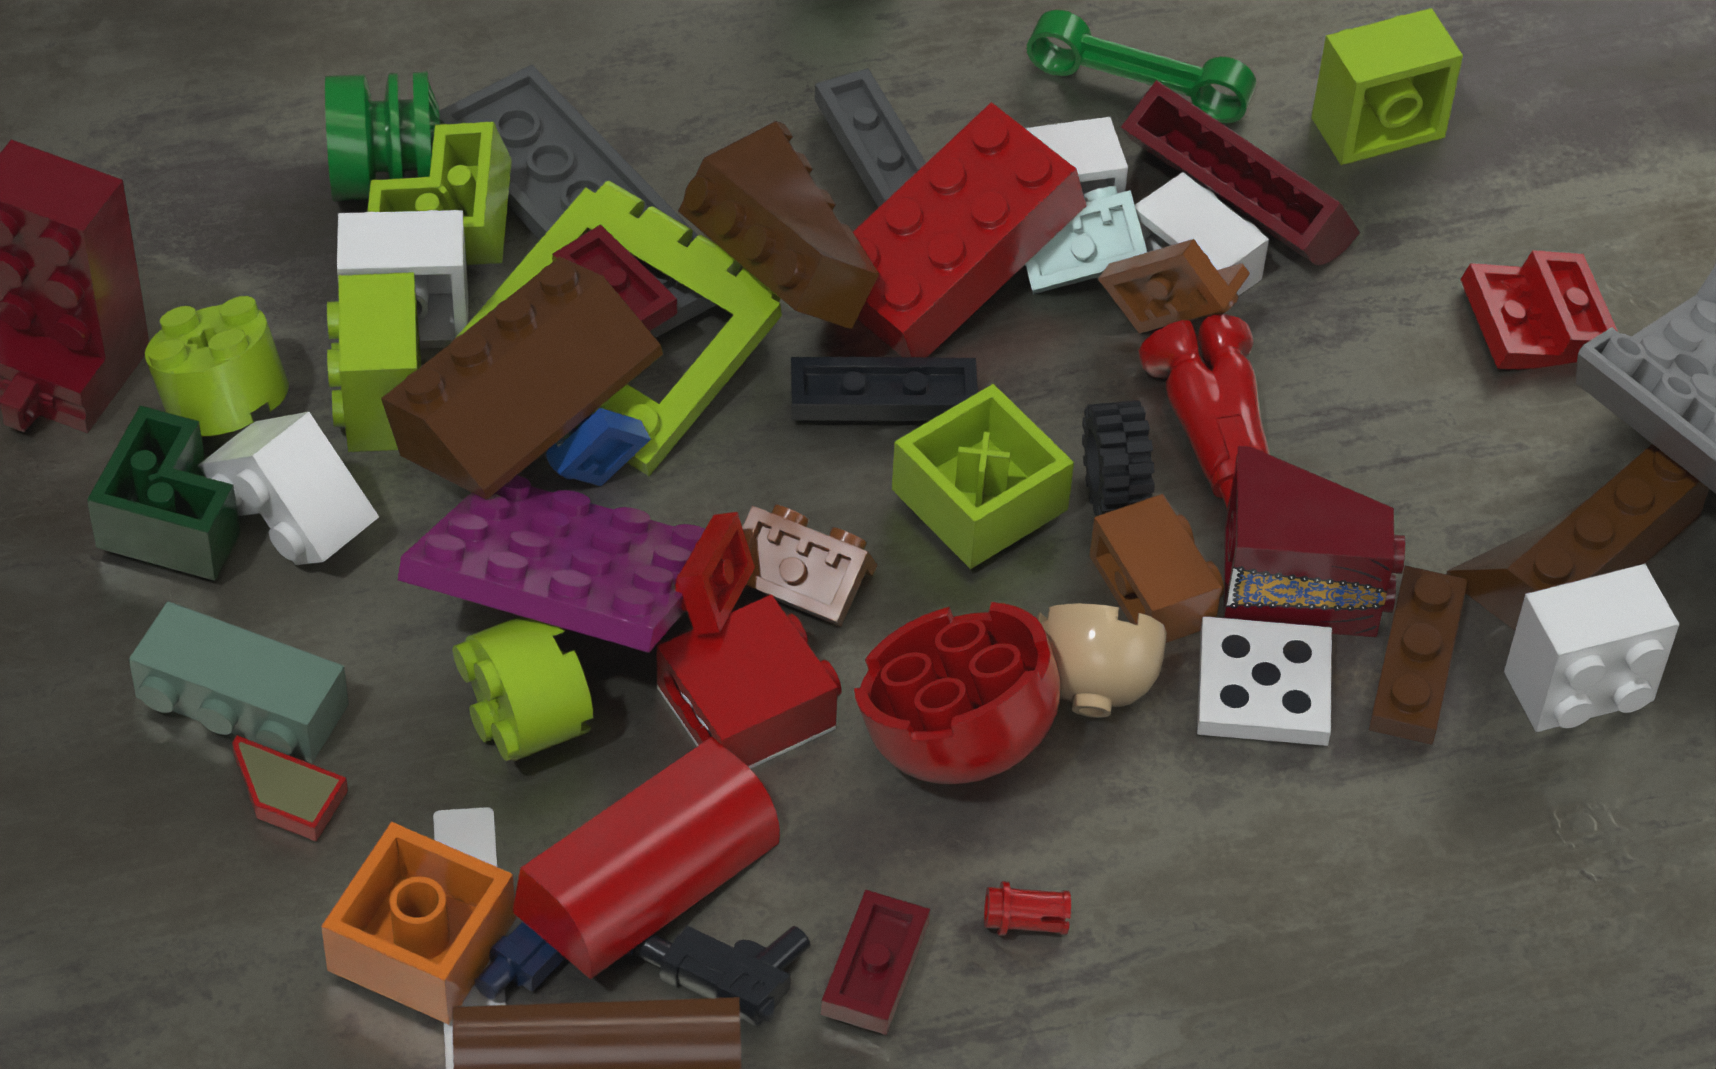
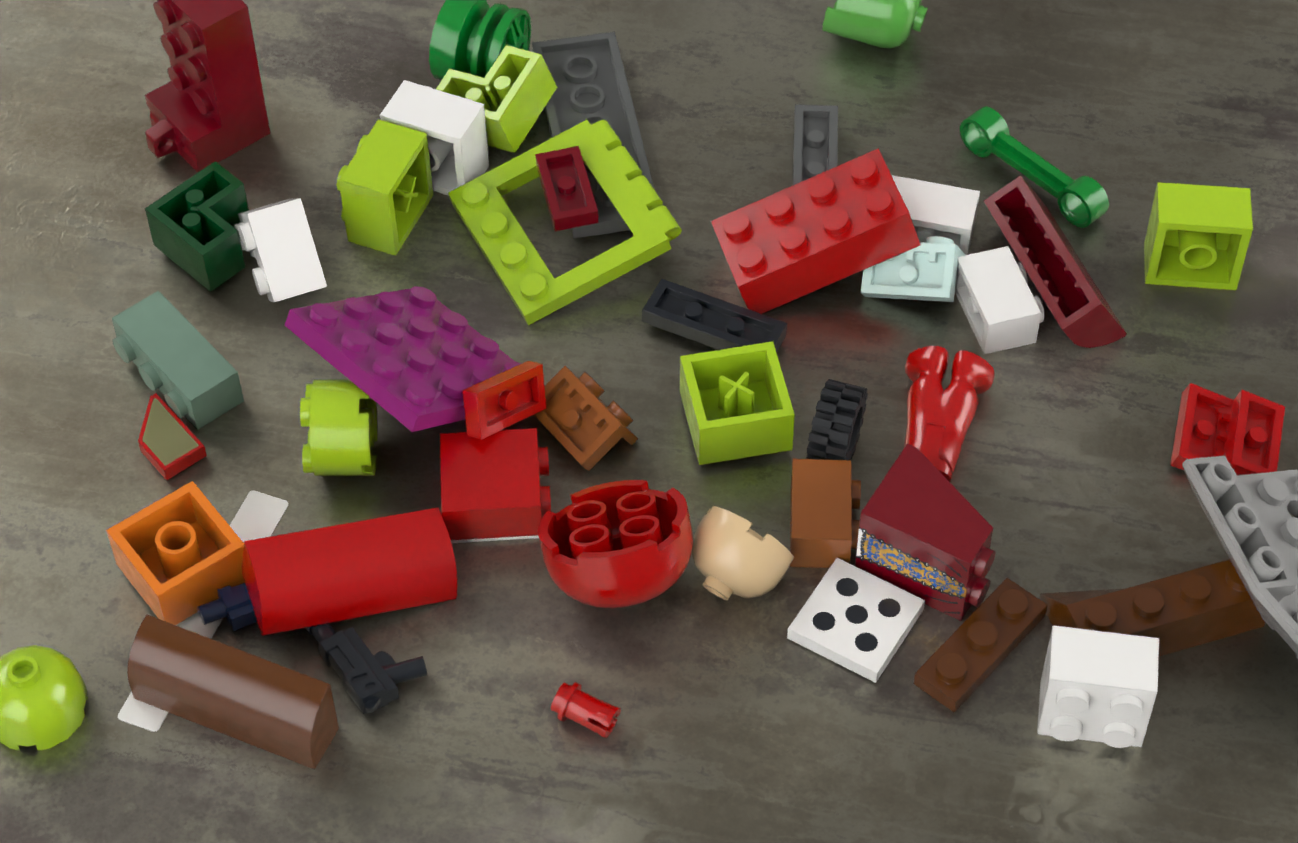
camera: 30 degrees right, 0 degrees up
(217, 364) = (284, 154): lime brick -> none
(519, 379) = (457, 225): reddish brown slope -> none
(597, 447) = (491, 290): blue bracket -> none
(781, 226) = (693, 187): reddish brown wedge -> none
(875, 962) = (460, 702): dark red plate -> none
(1171, 286) = (950, 321): dark orange bracket -> none

